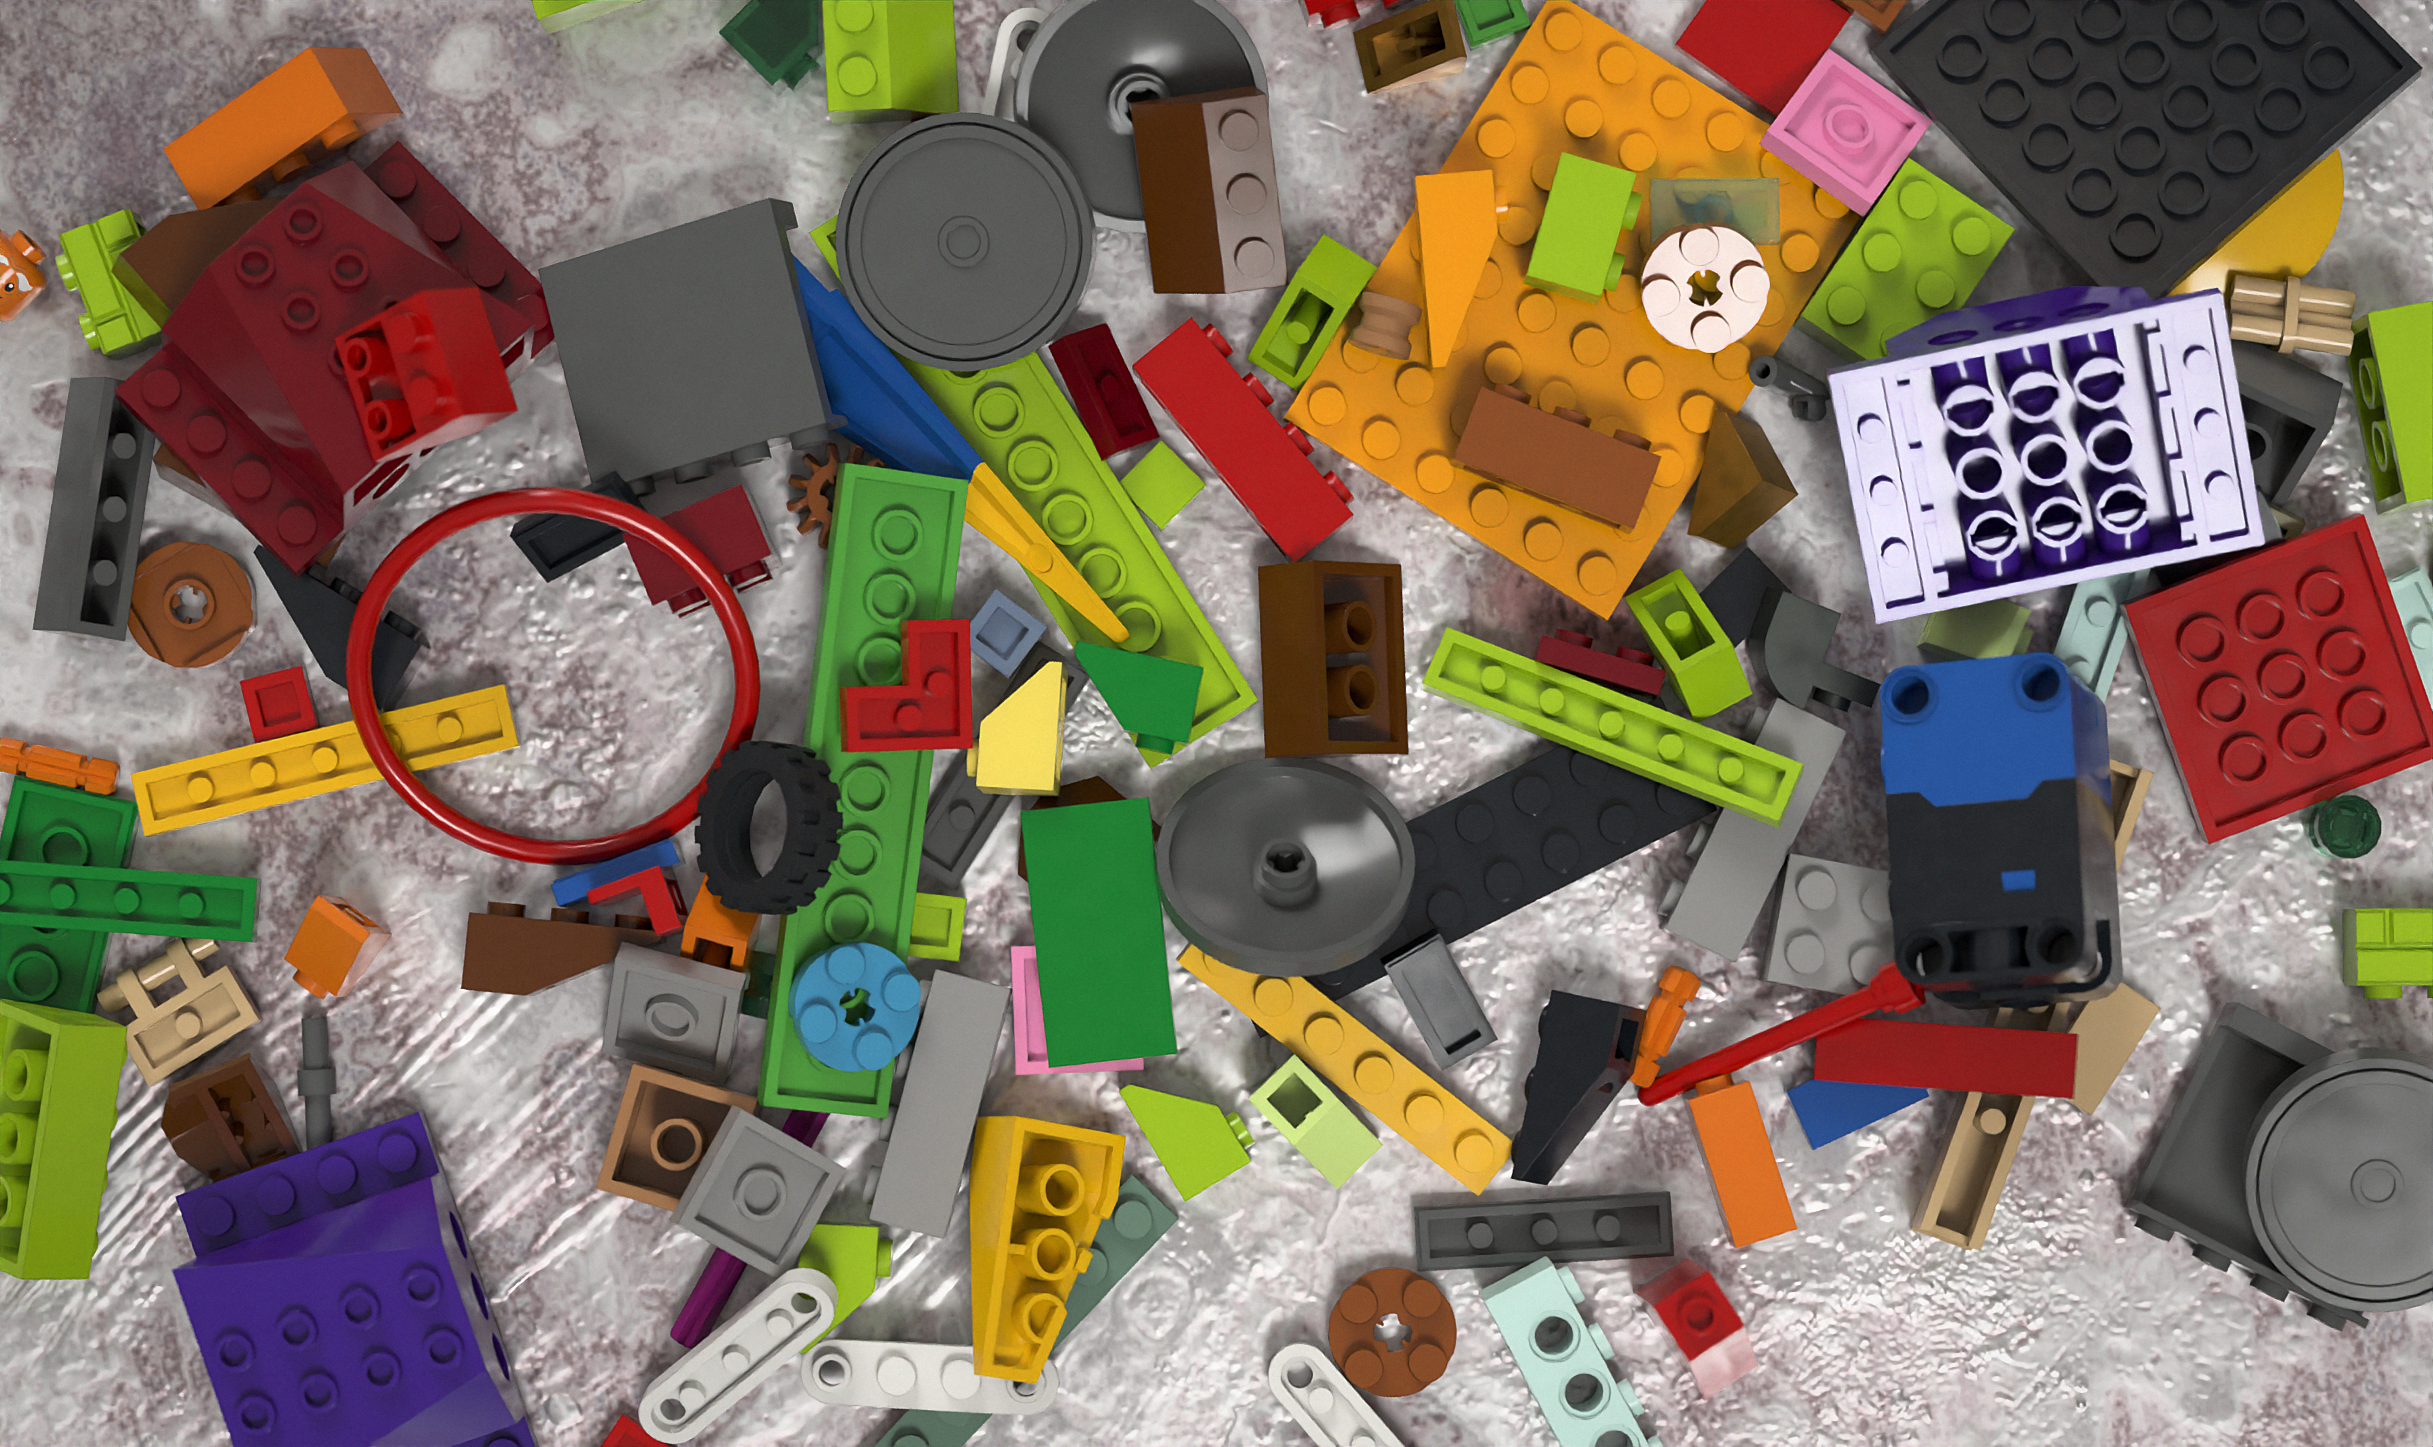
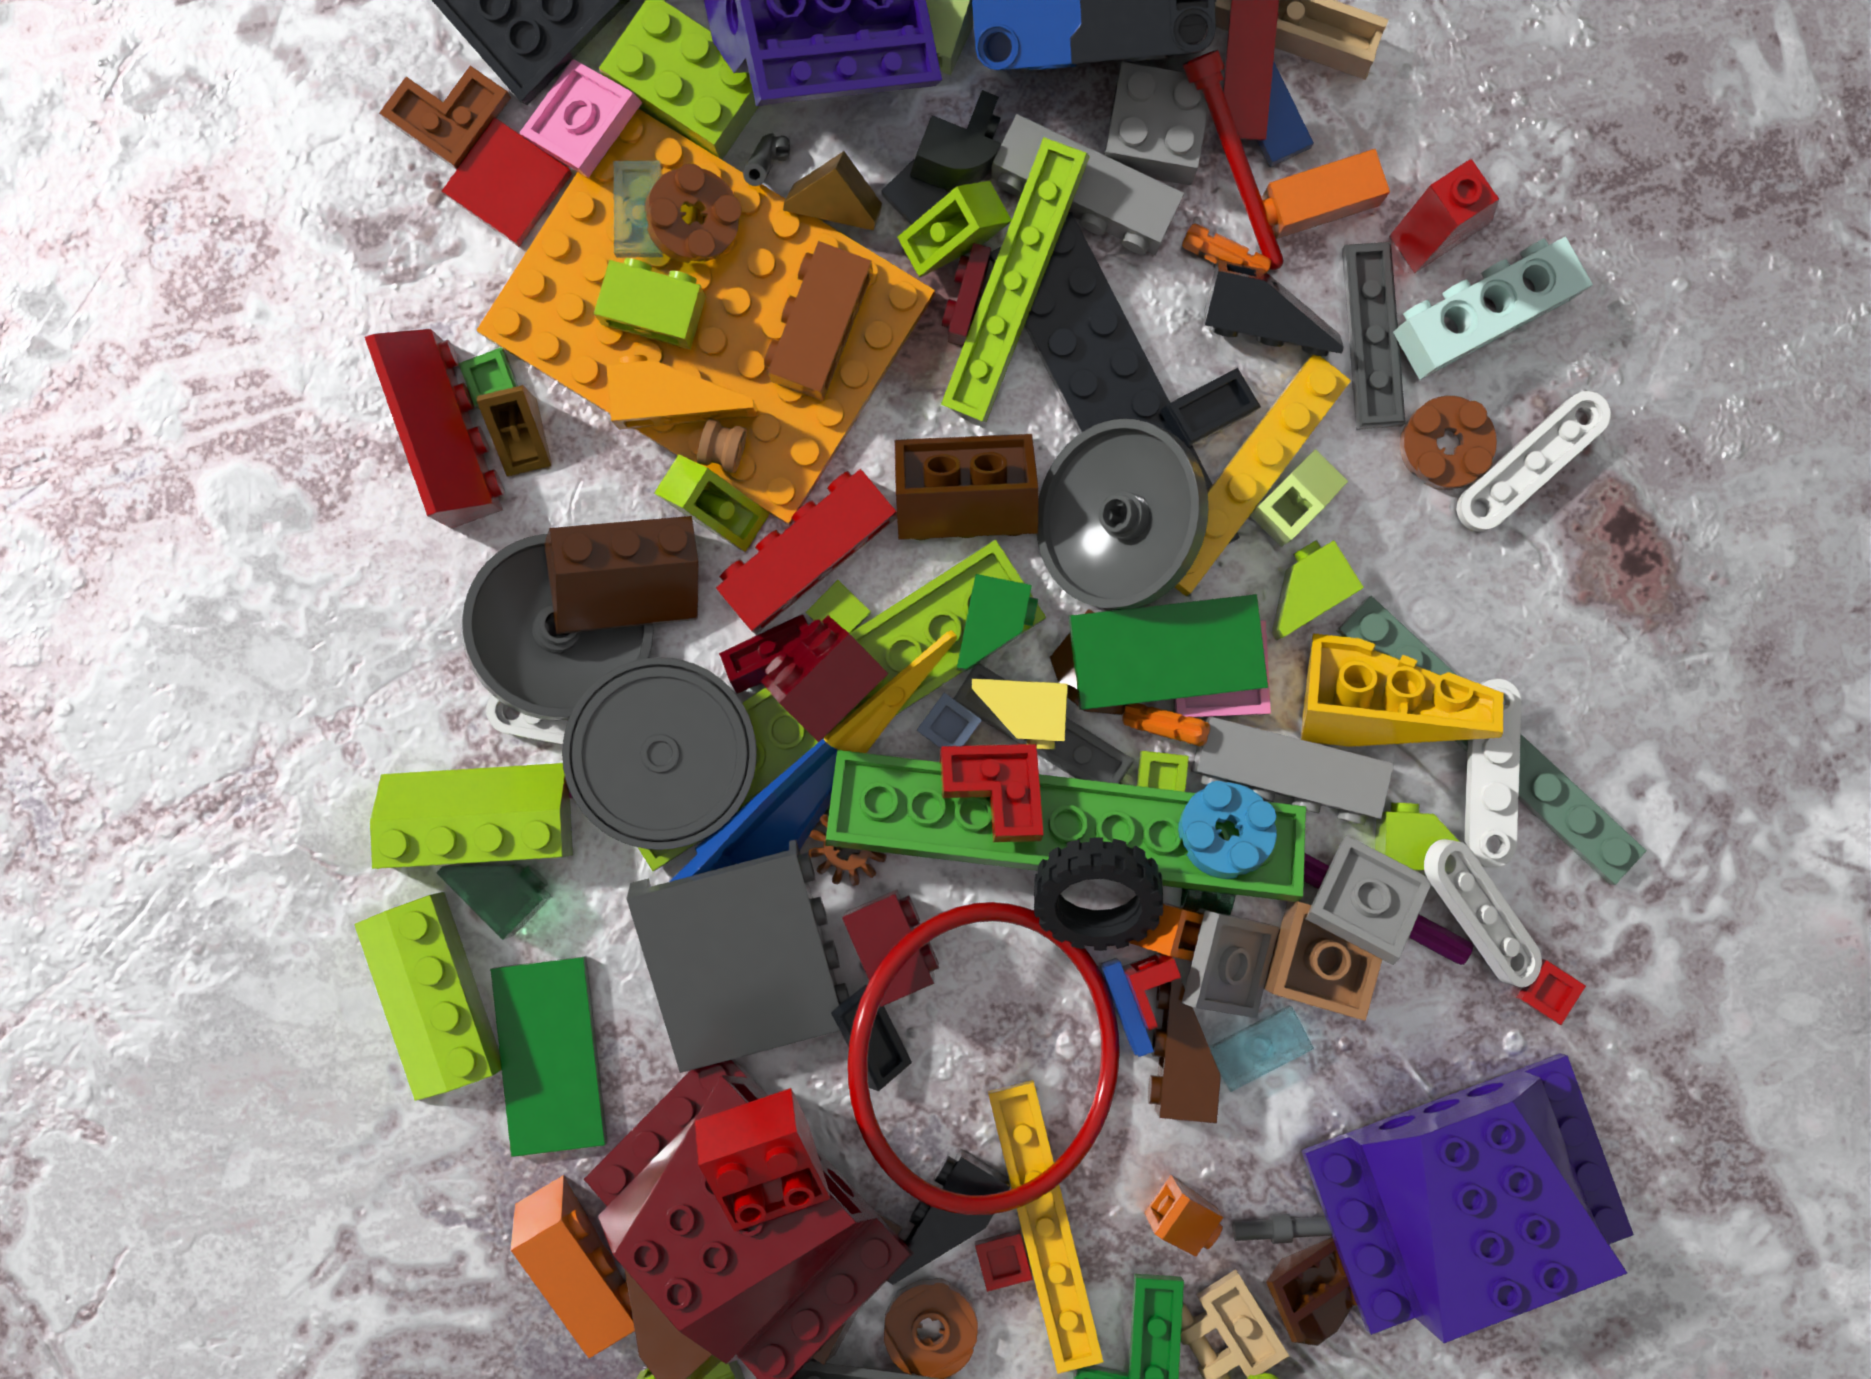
camera: 90 degrees left, 0 degrees up
(560, 1055) = (1260, 1048): none -> clear light blue plate
(562, 93) = (548, 1056): none -> green tile
(1001, 931) = (1166, 724): none -> orange axle
(1064, 459) = (822, 676): none -> dark red brick

